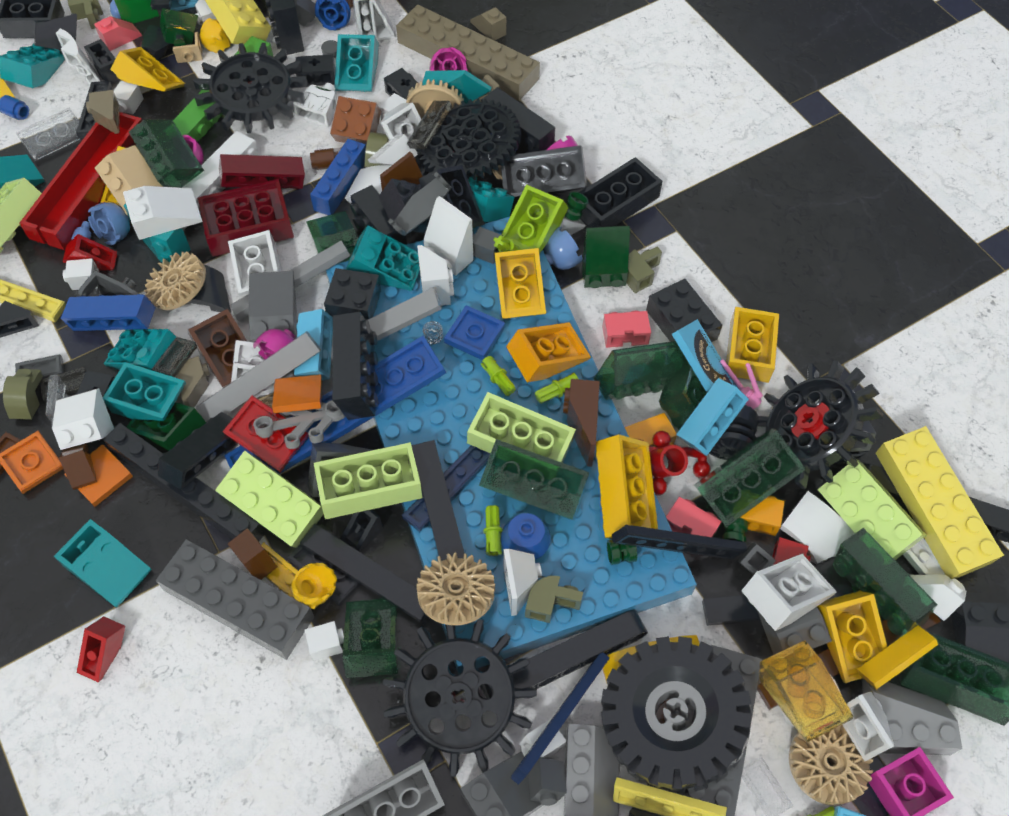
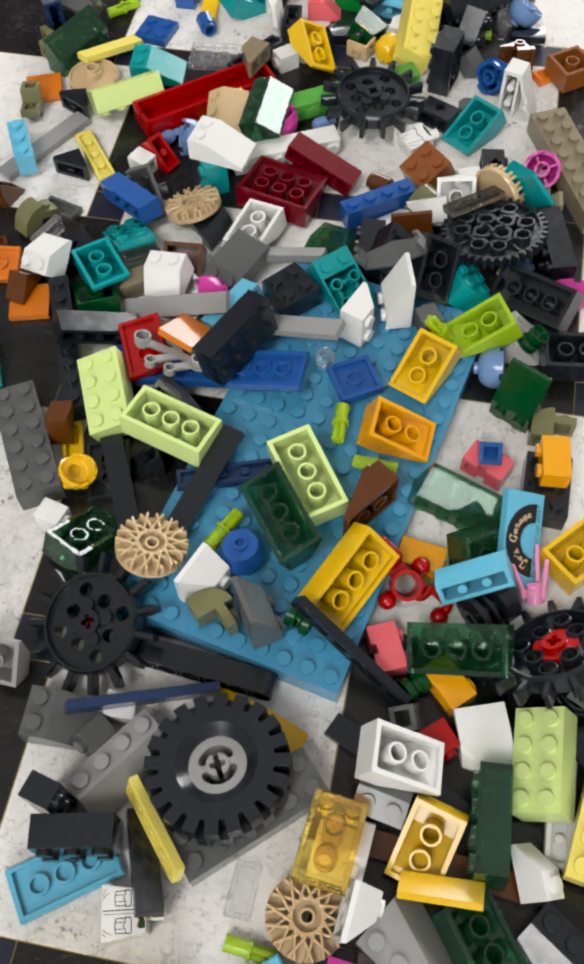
camera: 45 degrees right, 0 degrees up
(218, 137) = (322, 122): none -> medium blue cylinder
(221, 357) = (166, 273): none -> white slope
(590, 574) = (256, 613): none -> dark grey slope
(624, 316) = (490, 453): none -> blue slope
(680, 288) = (554, 461): none -> light orange brick

